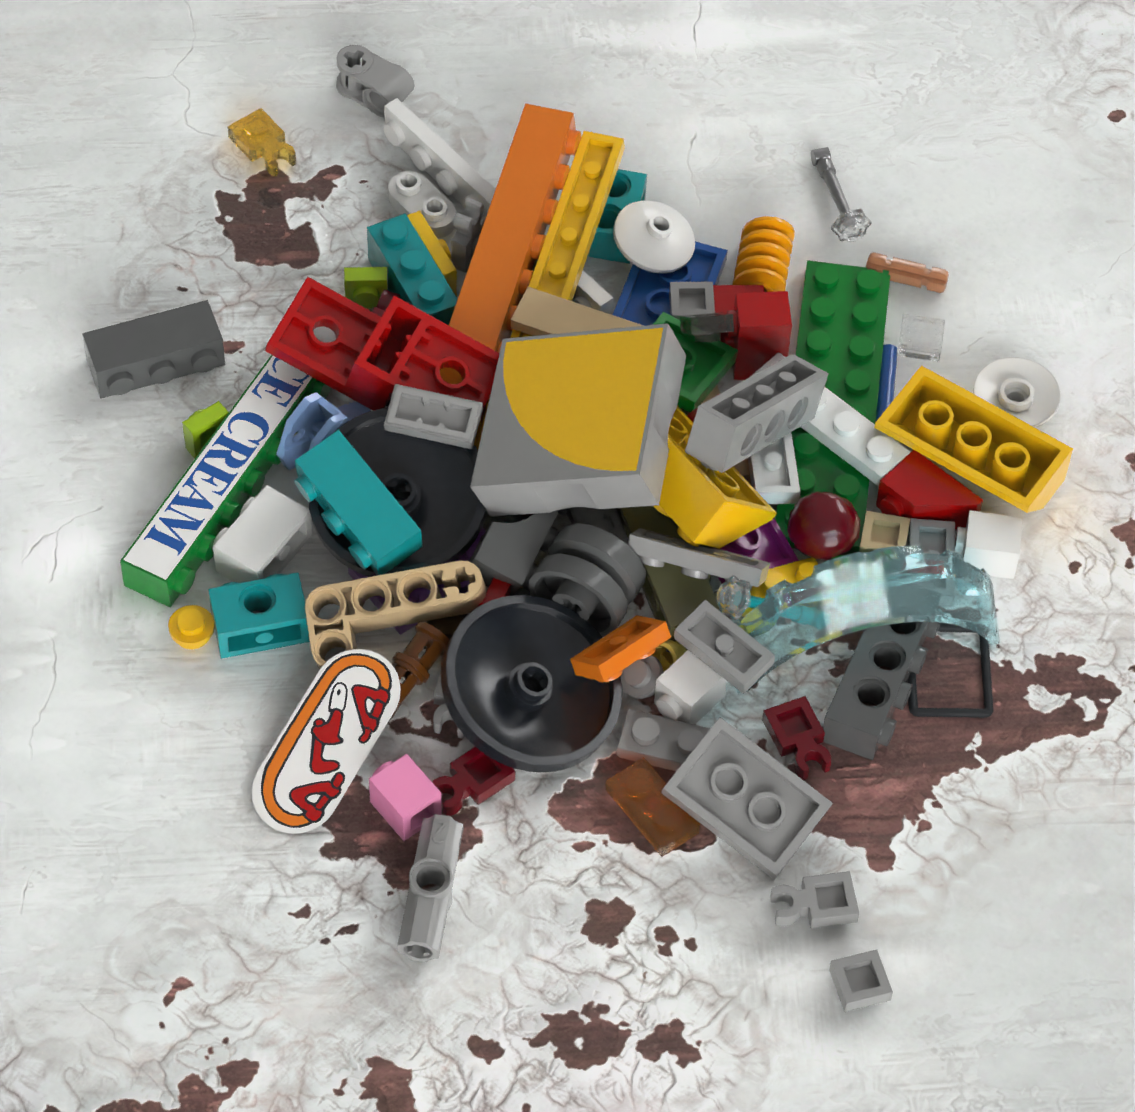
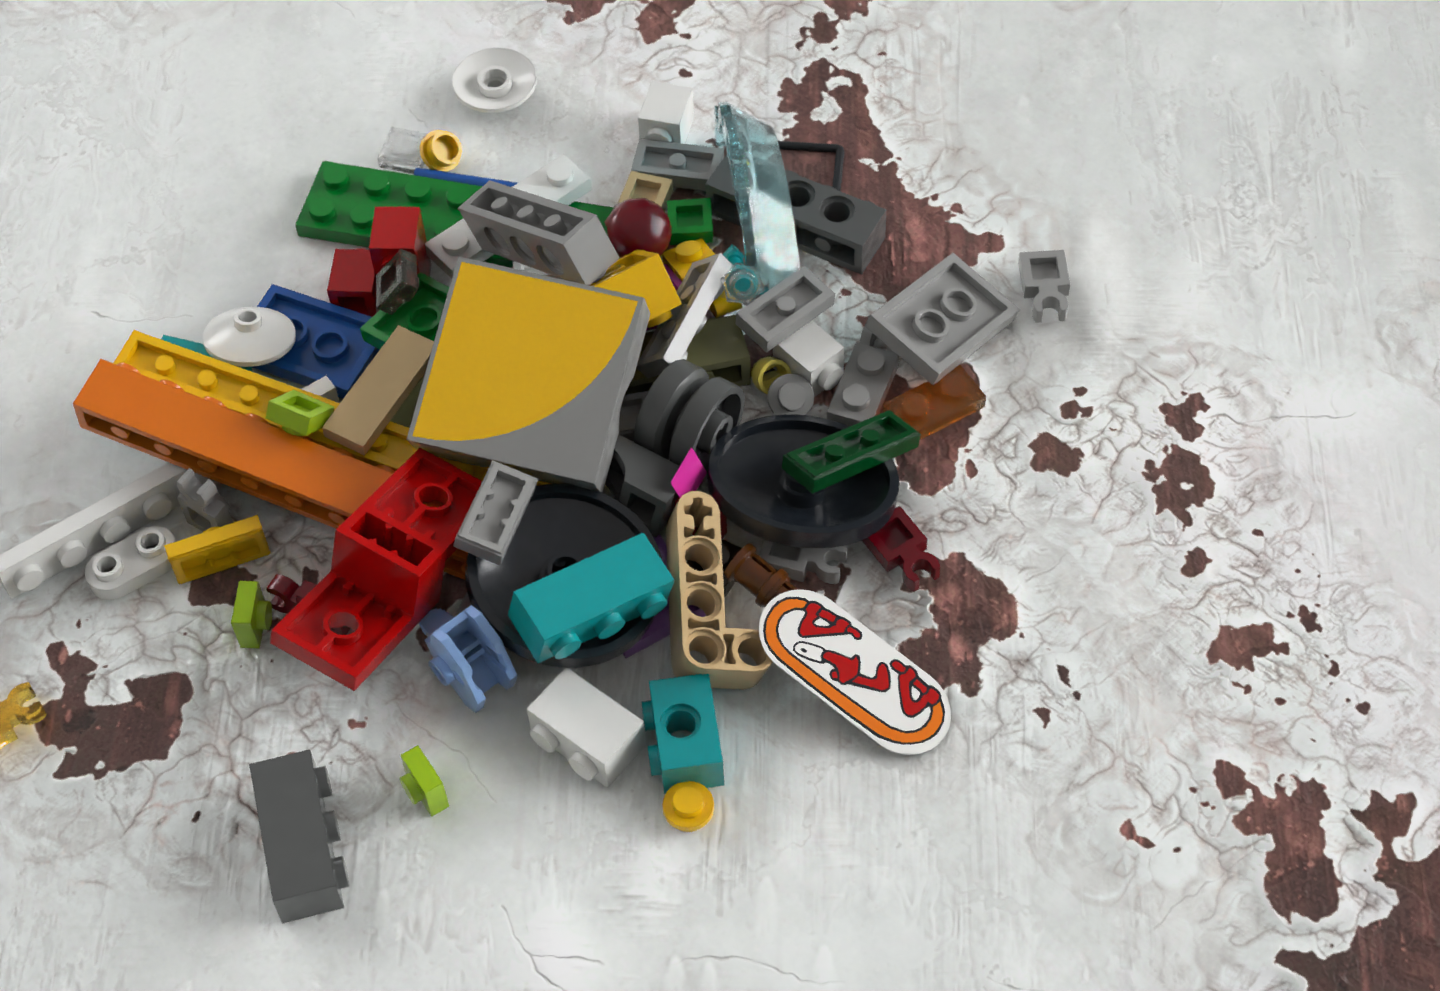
camera: 80 degrees left, 0 degrees up
(218, 482) = (488, 761): brick -> none
(404, 795) = (923, 605): bright pink brick -> none
(410, 267) = (283, 547): teal brick -> none
(427, 910) = (1058, 590): light grey piece -> none
(509, 577) = (689, 474): none -> dark pink sticker
(539, 265) = (298, 413): none -> lime plate
(567, 720) = (850, 451): none -> dark green tile
(620, 648) = (776, 397): orange plate -> none
(691, 298) = (347, 308): light grey plate -> none
(764, 253) = (290, 256): light orange piece -> none
(797, 731) = (863, 284): dark red plate -> none
(850, 224) = (256, 185): piece -> none
(860, 980) = (1128, 259): light grey plate -> none
(909, 272) = (325, 149): nougat axle -> none
(914, 355) = (440, 150): none -> yellow plate
(925, 491) = (606, 156): red slope -> none
(977, 440) = (555, 106): yellow slope -> none

